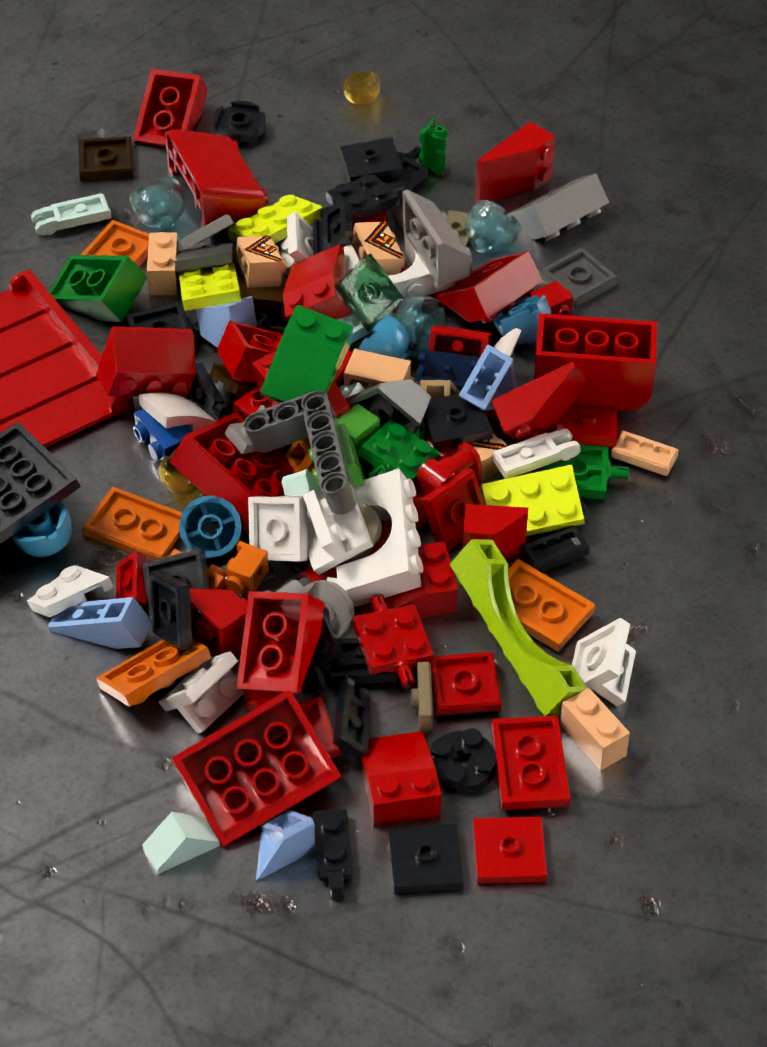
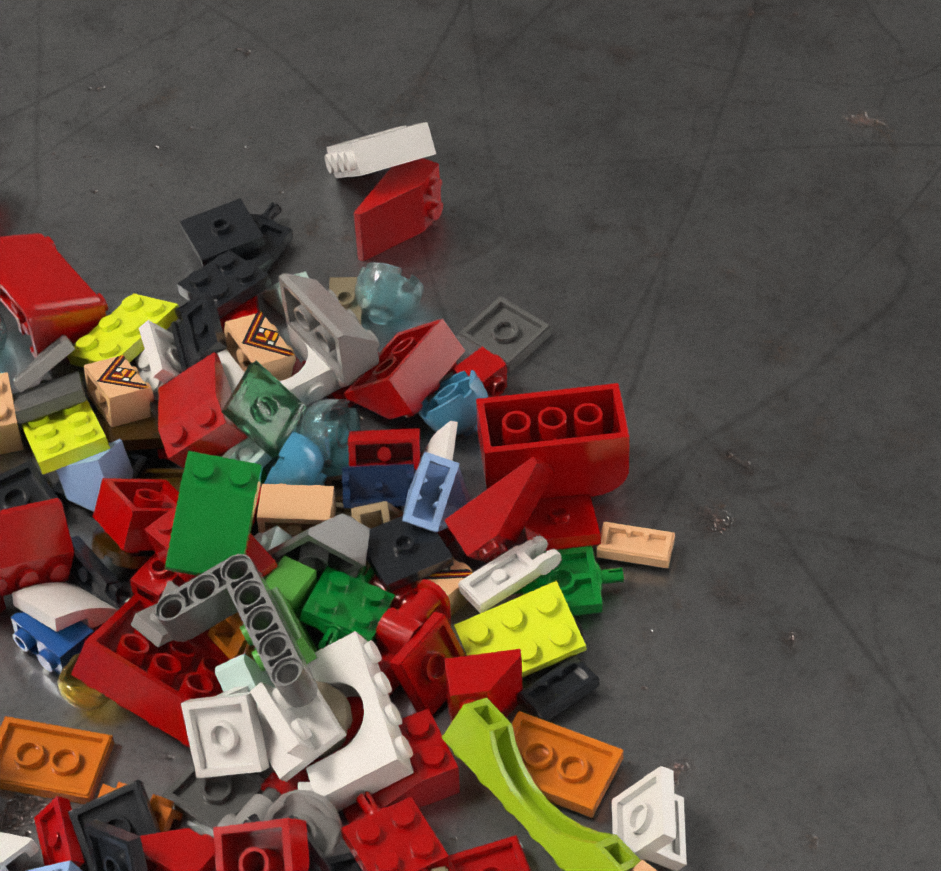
camera: 10 degrees left, 0 degrees up
(210, 525) = (140, 747): dark azure cylinder -> none
(227, 122) = (59, 221): black plate -> none
(247, 569) = (197, 793): orange brick -> none
(361, 87) = (187, 138): clear yellow hair -> none
(432, 139) = (294, 202): green hinge -> none
(509, 117) = (380, 150): none -> white arch
(561, 208) = (463, 250): light grey slope -> none

